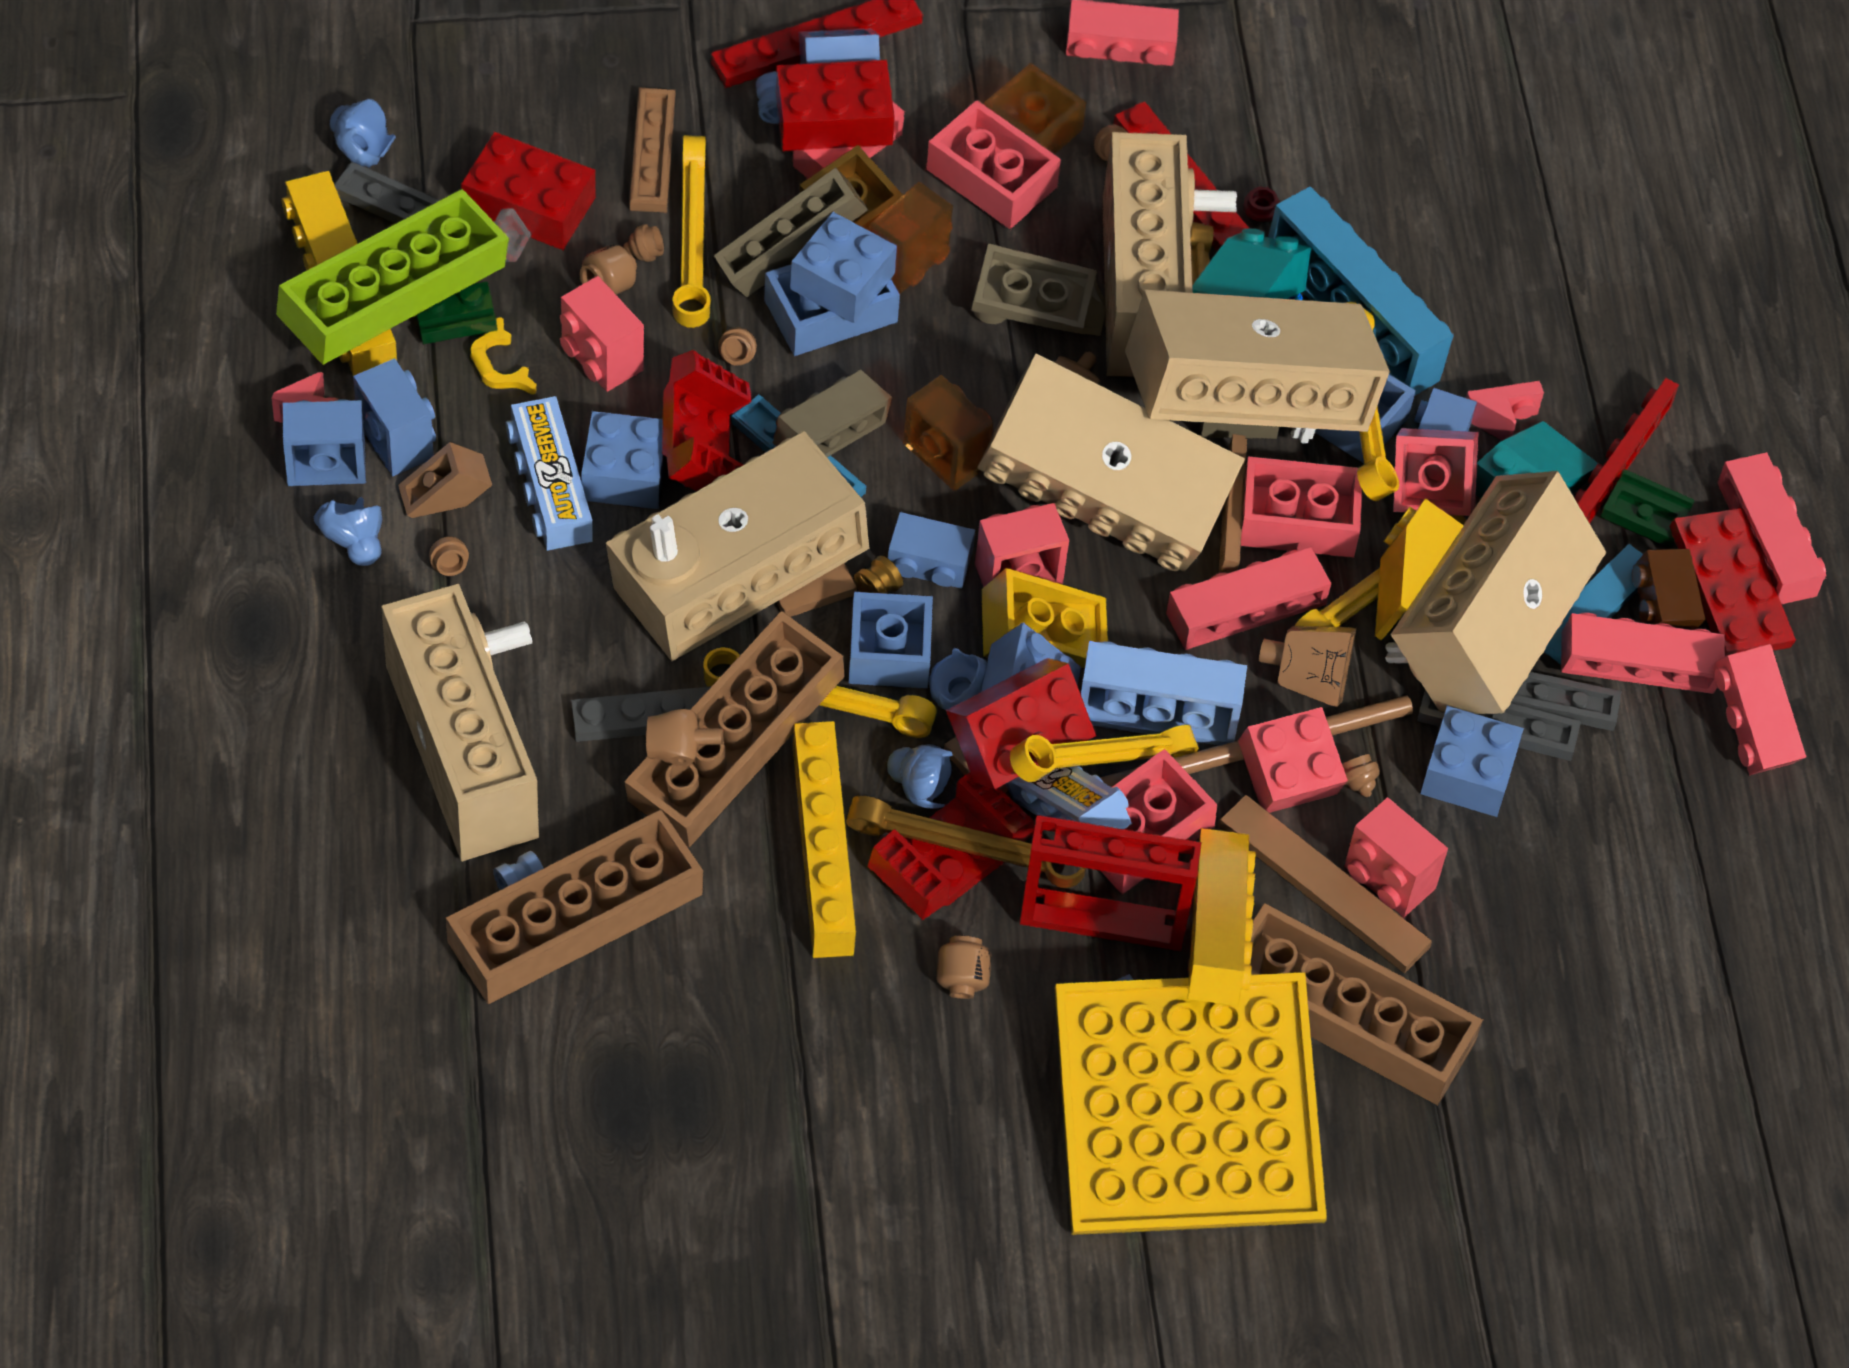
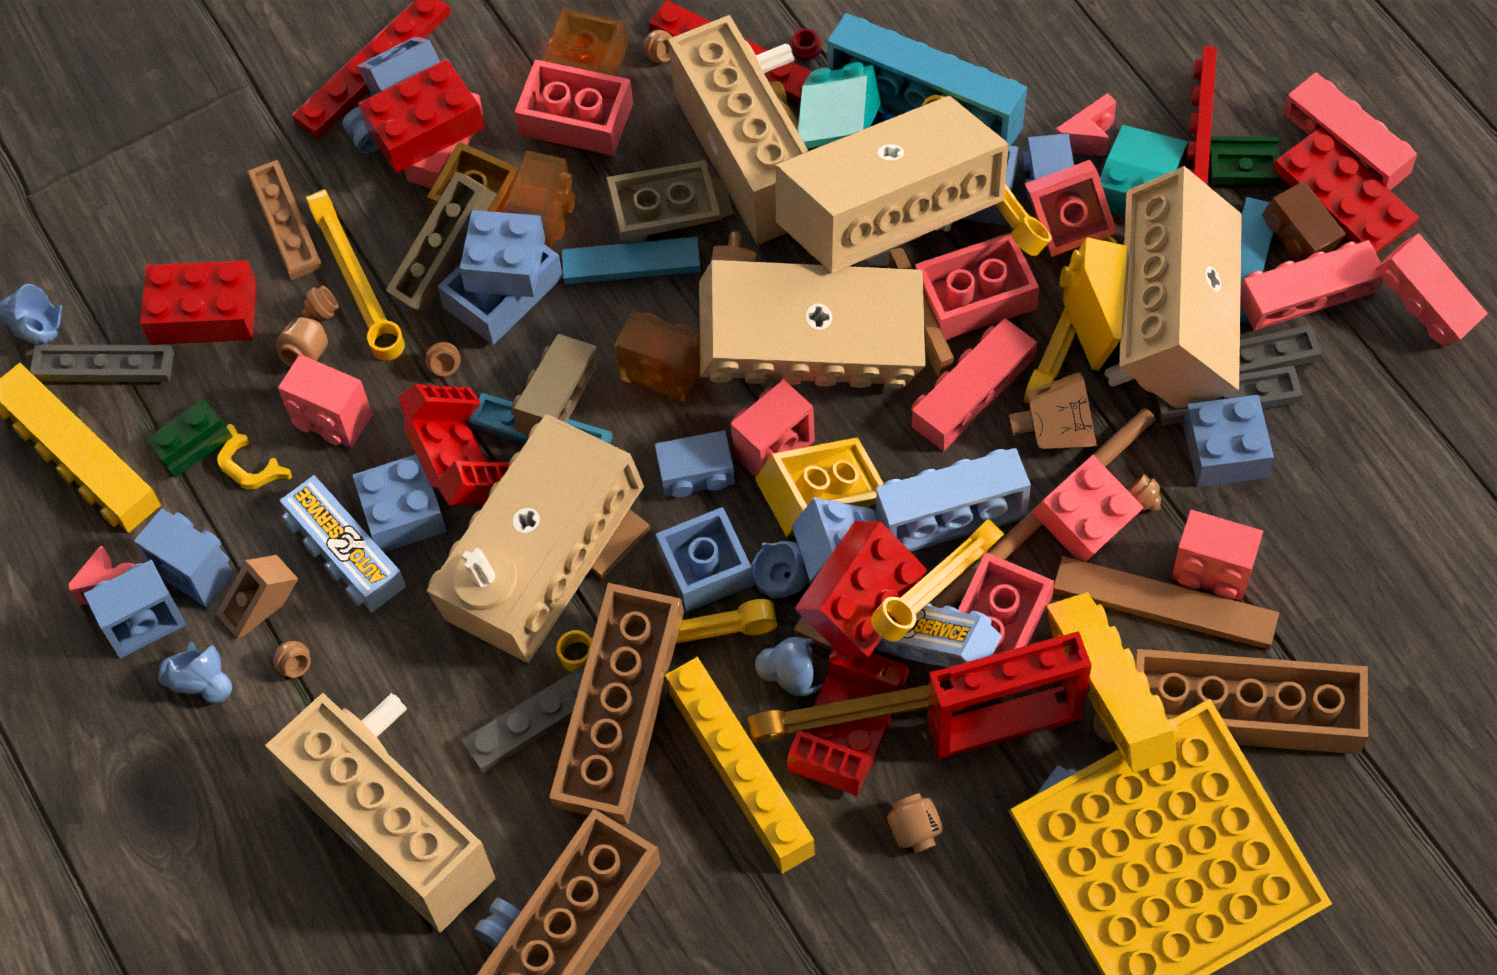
camera: 15 degrees left, 5 degrees up
(392, 276) = (121, 435): lime brick -> none
(516, 230) = (200, 350): clear tile -> none
(676, 736) = (576, 738): medium nougat piece -> none
(879, 578) = (665, 509): pearl gold wheel -> none
(970, 334) = (631, 260): none -> dark azure tile

